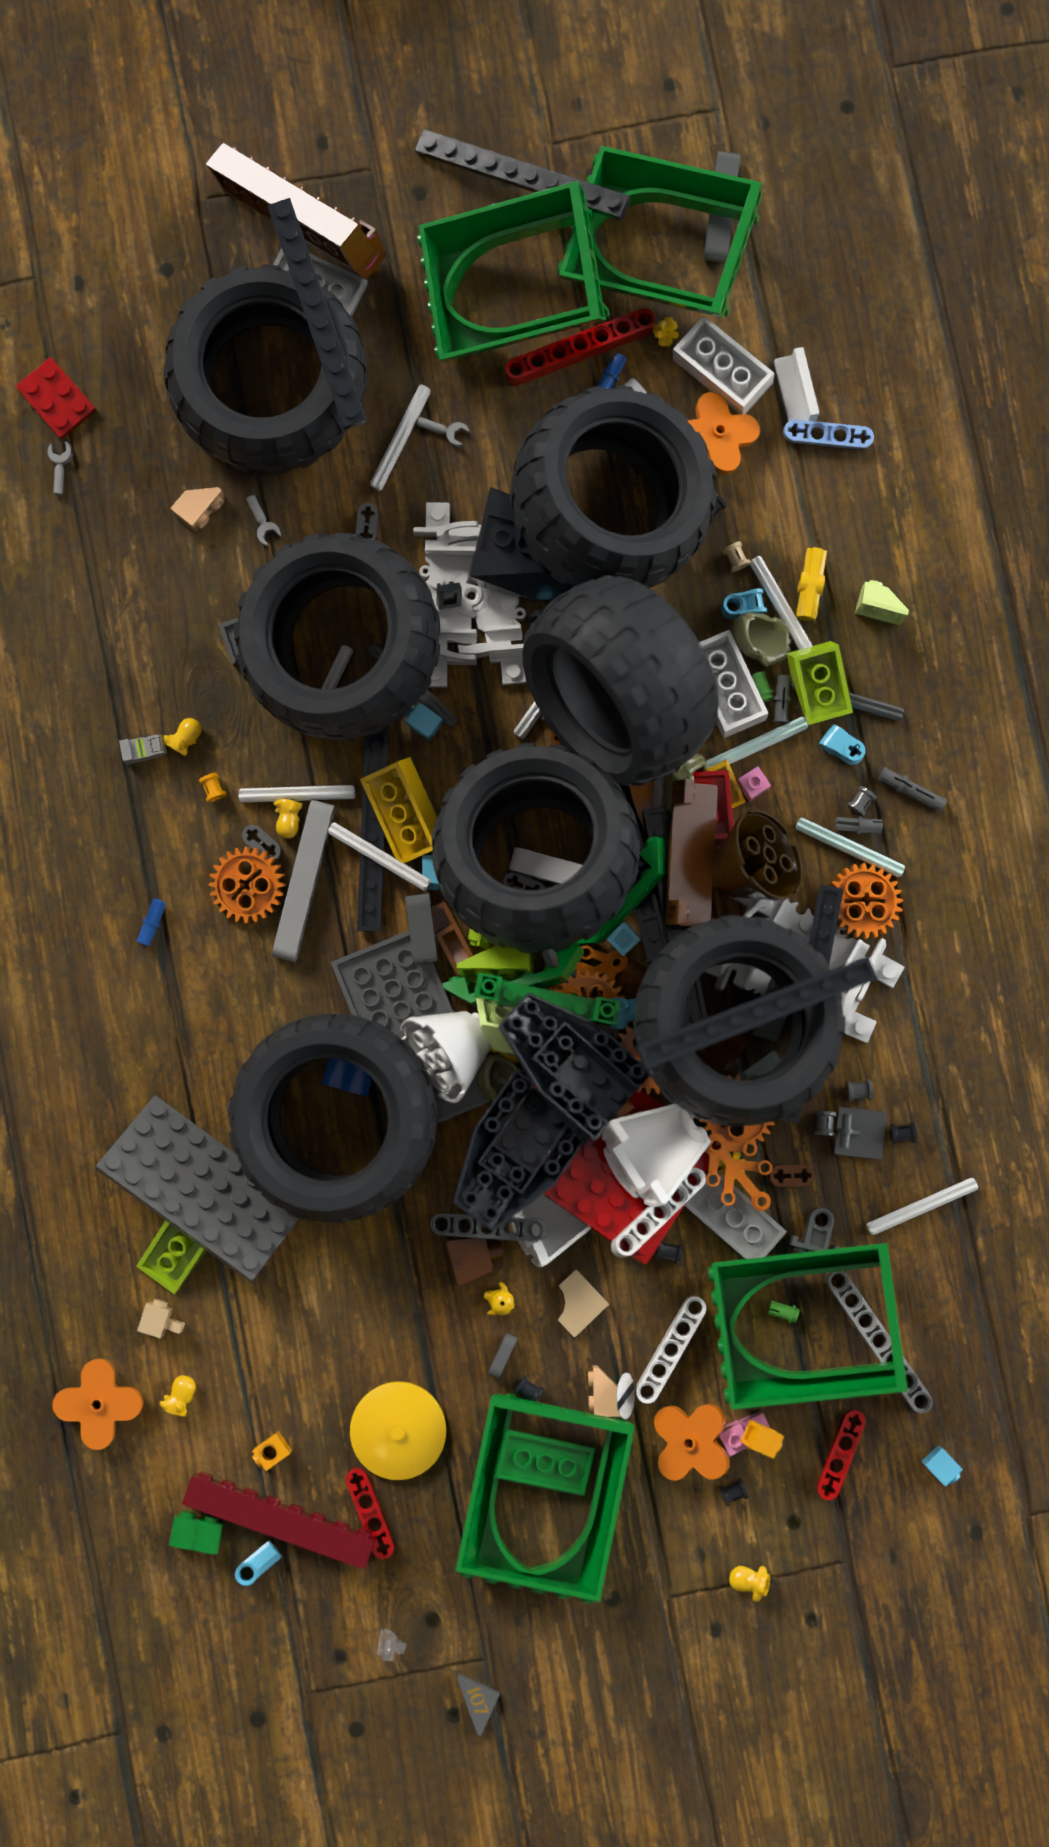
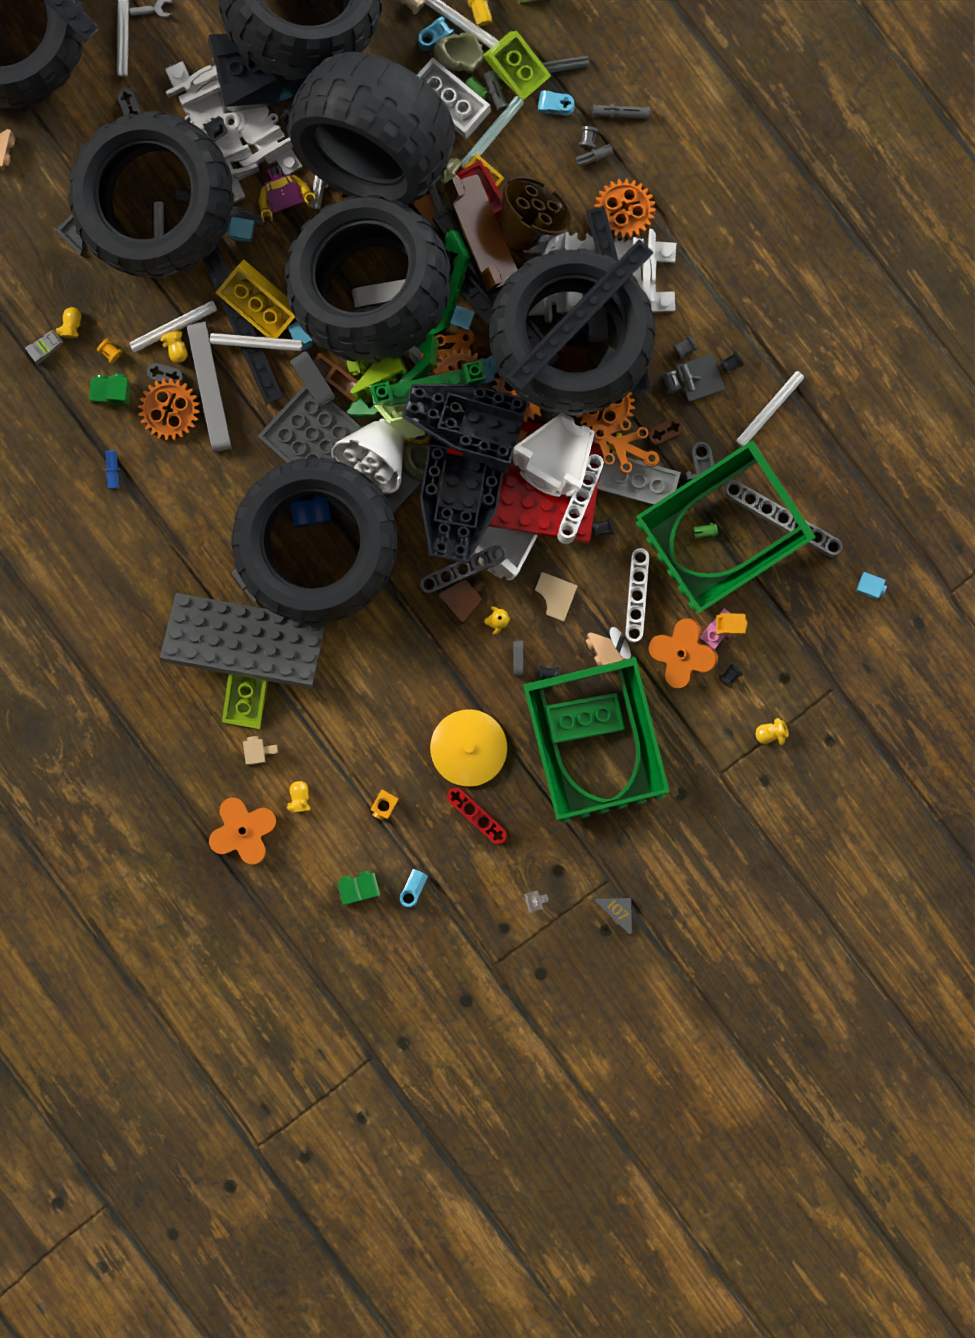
camera: 25 degrees left, 0 degrees up
(191, 833) = (110, 390): none -> green brick
(260, 517) = (54, 142): light grey piece -> none
(279, 1520) = (413, 850): dark red brick -> none
(489, 702) = (282, 193): none -> torso
(753, 784) = (504, 162): bright pink brick -> none
(838, 1453) = (791, 613): red beam -> none
(850, 847) = (595, 175): light aqua axle -> none

